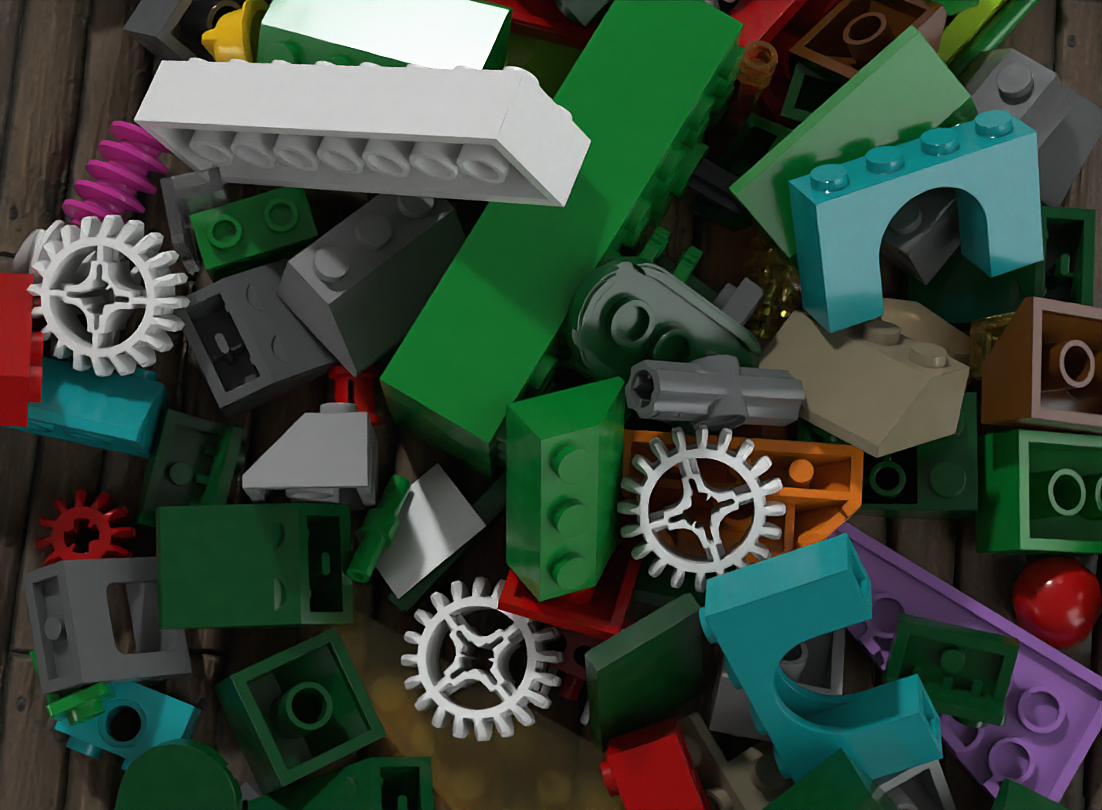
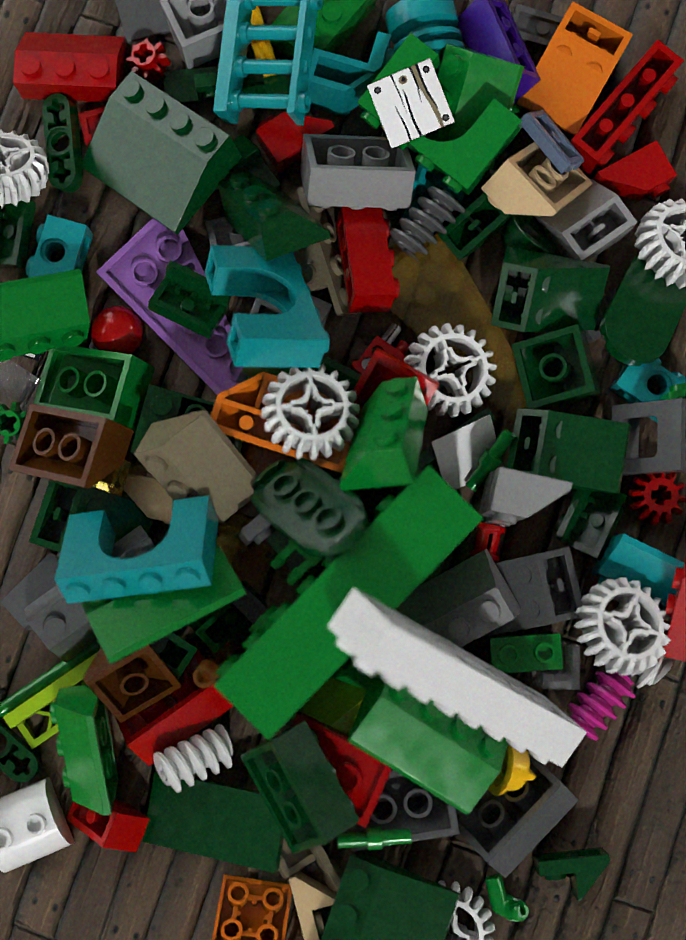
camera: 170 degrees left, 5 degrees up
(644, 670) = (362, 337): dark green tile -> none
(714, 393) = (288, 469): dark grey piece -> none

